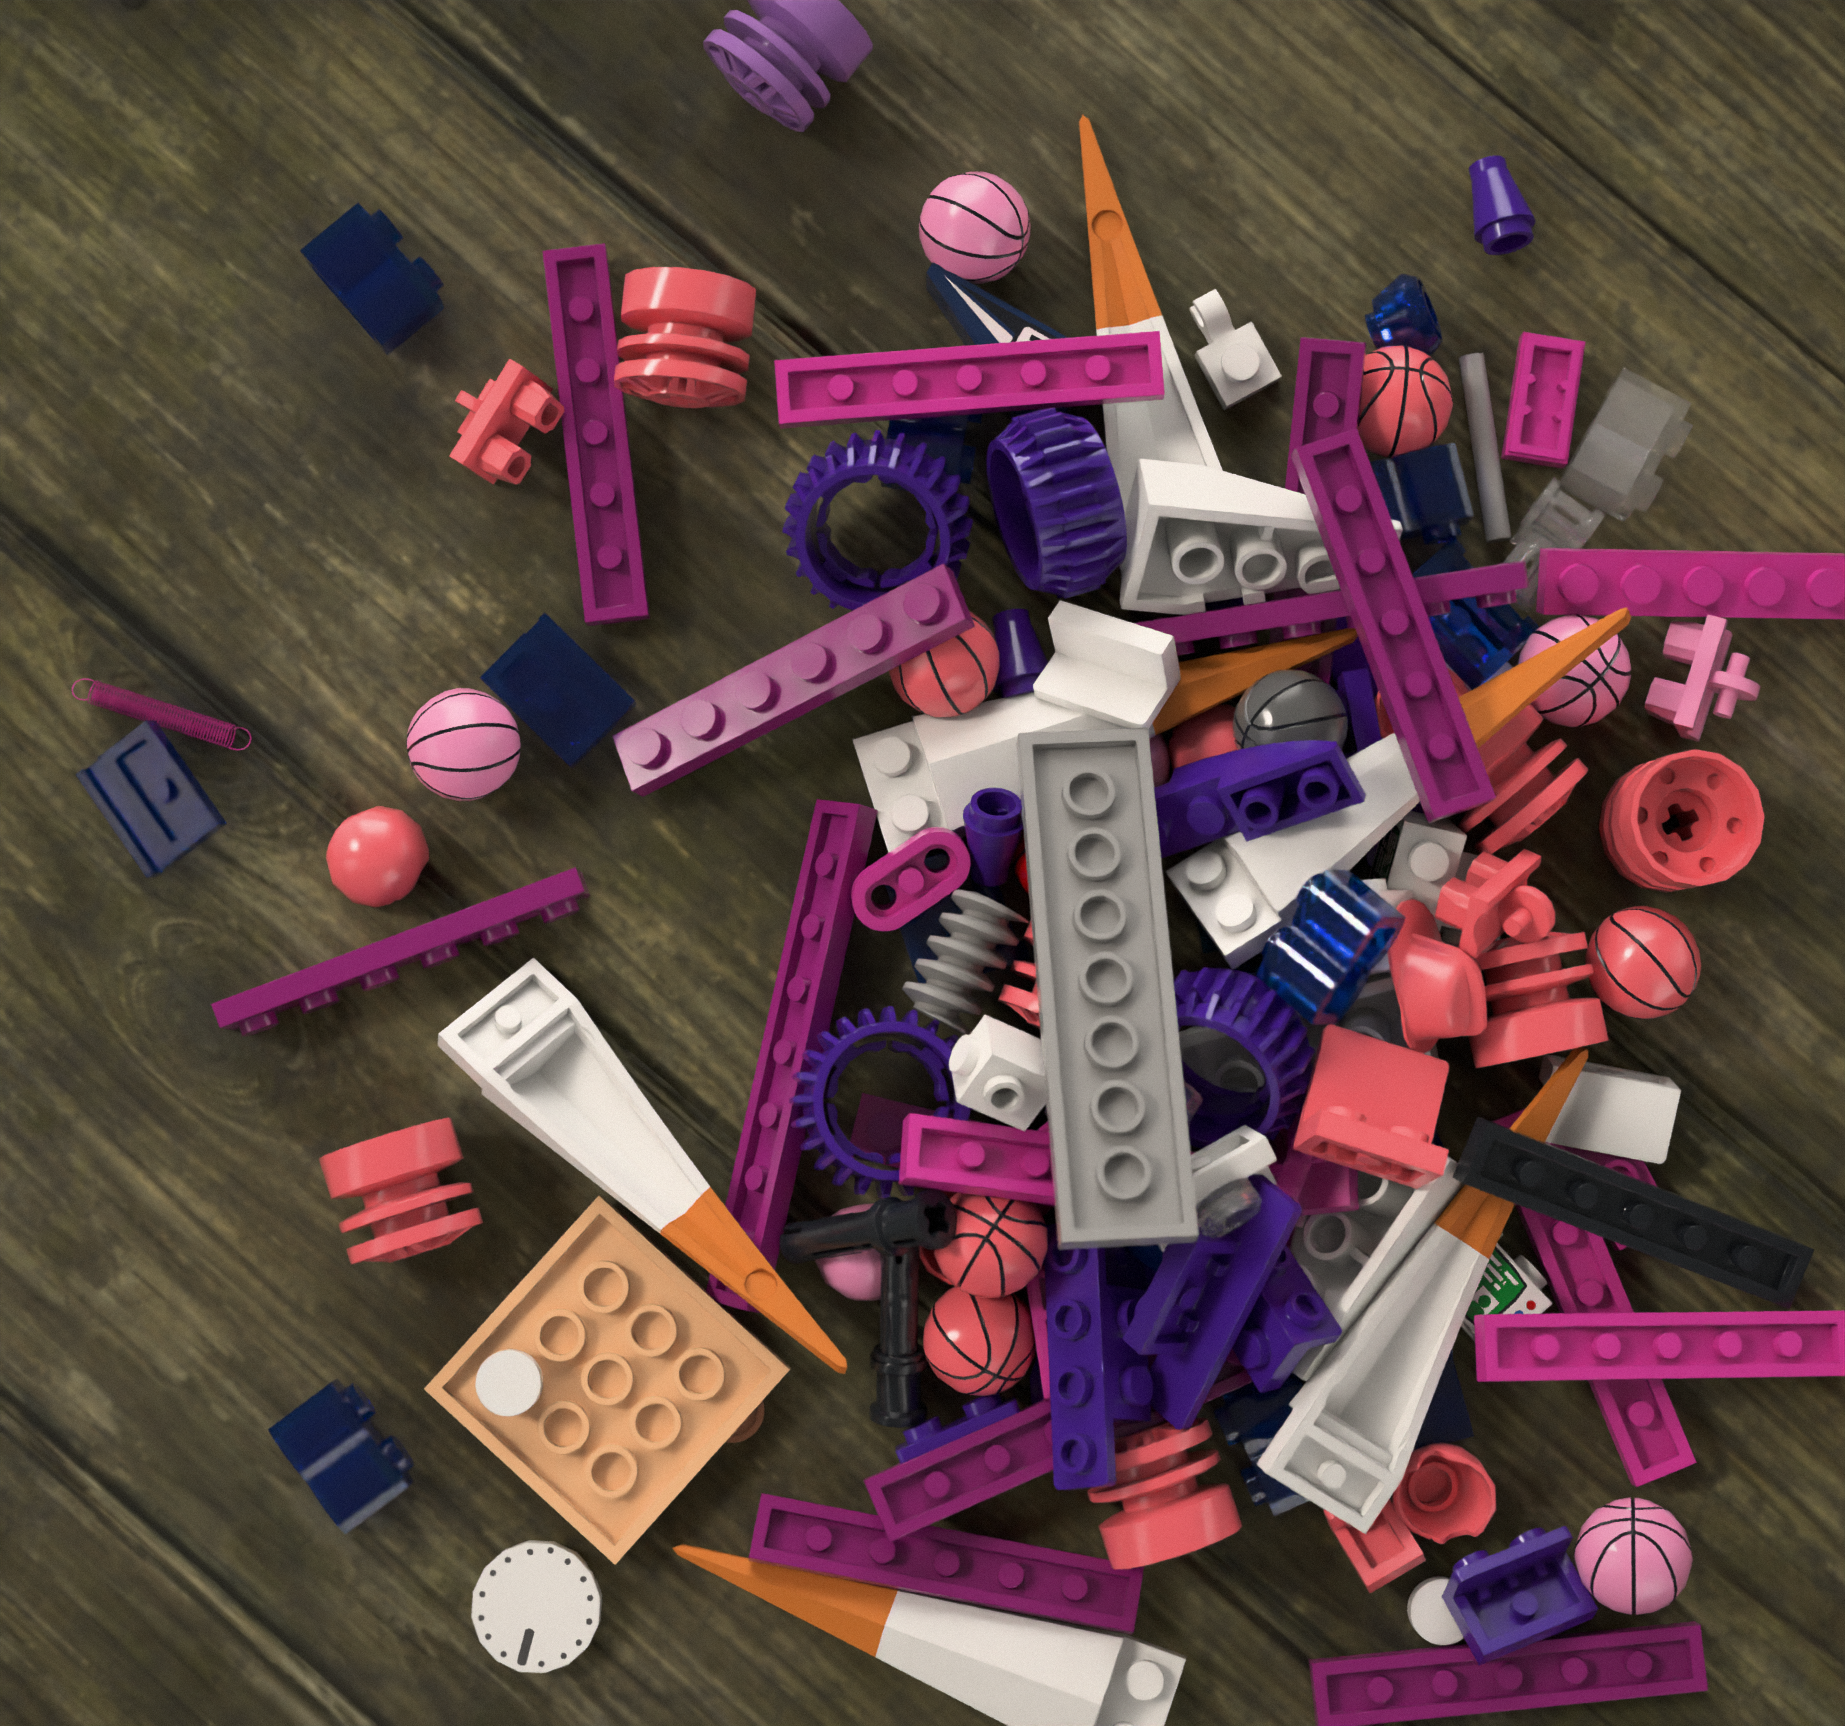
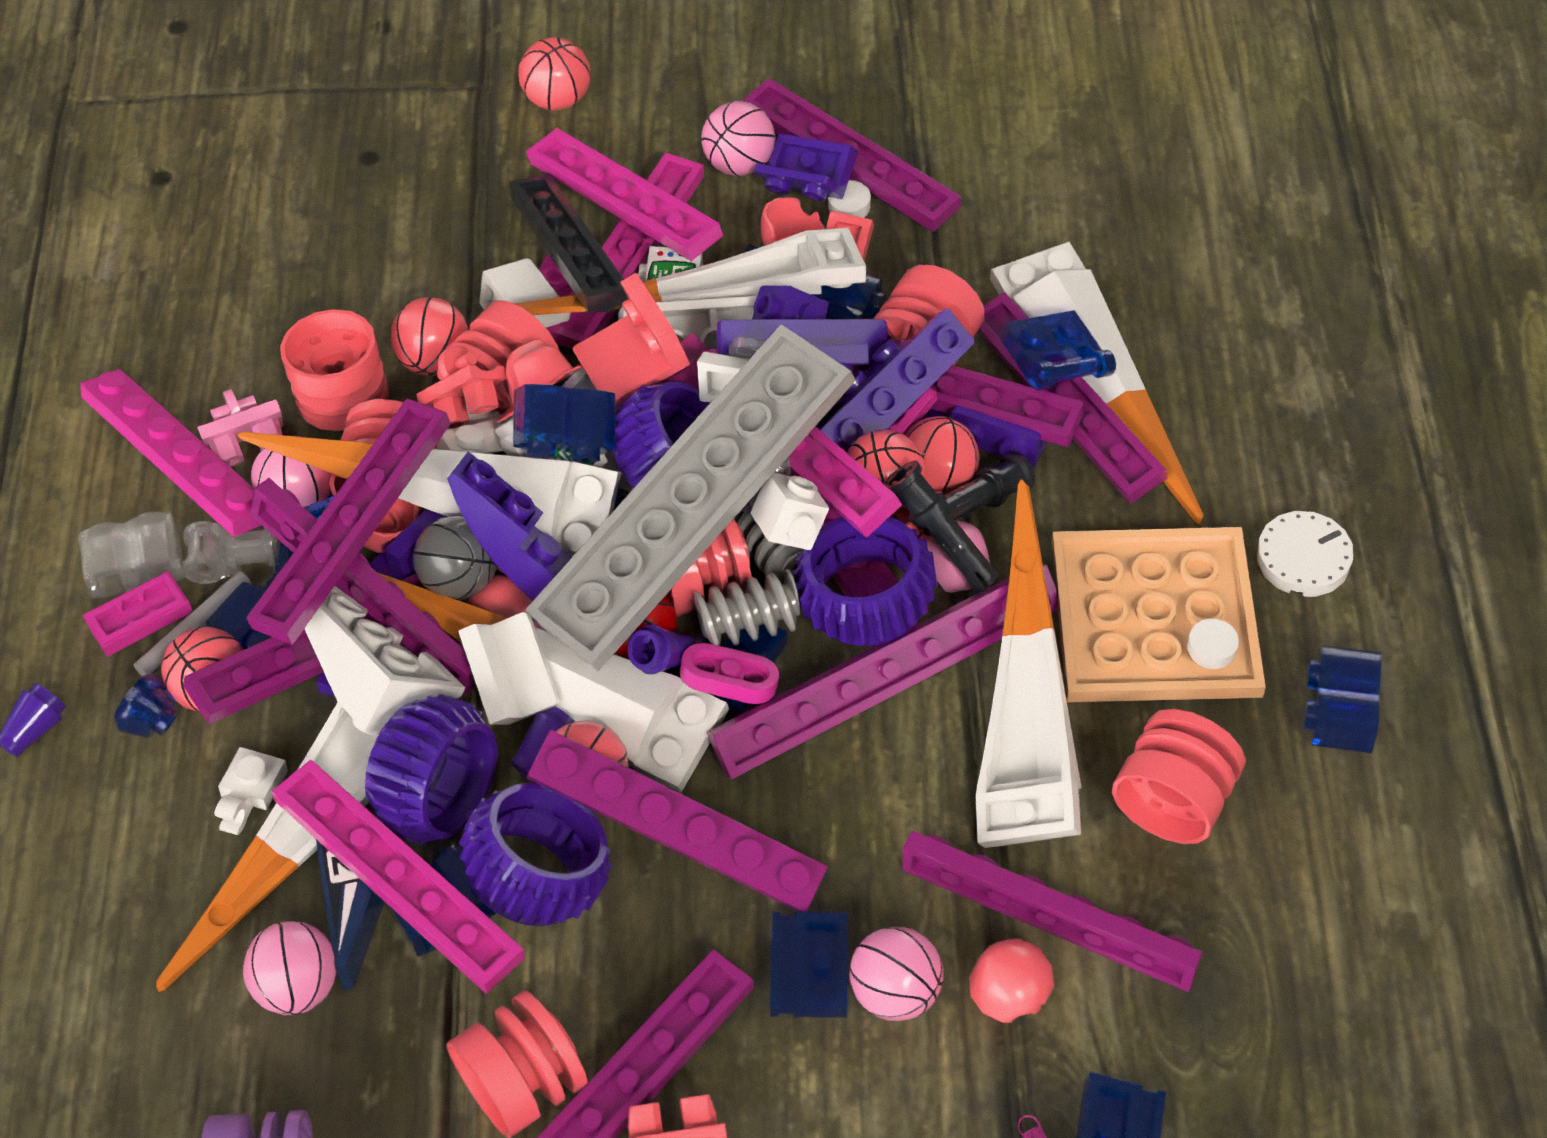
camera: 130 degrees left, 30 degrees down
(1007, 1591) = (1054, 338): none -> clear blue plate

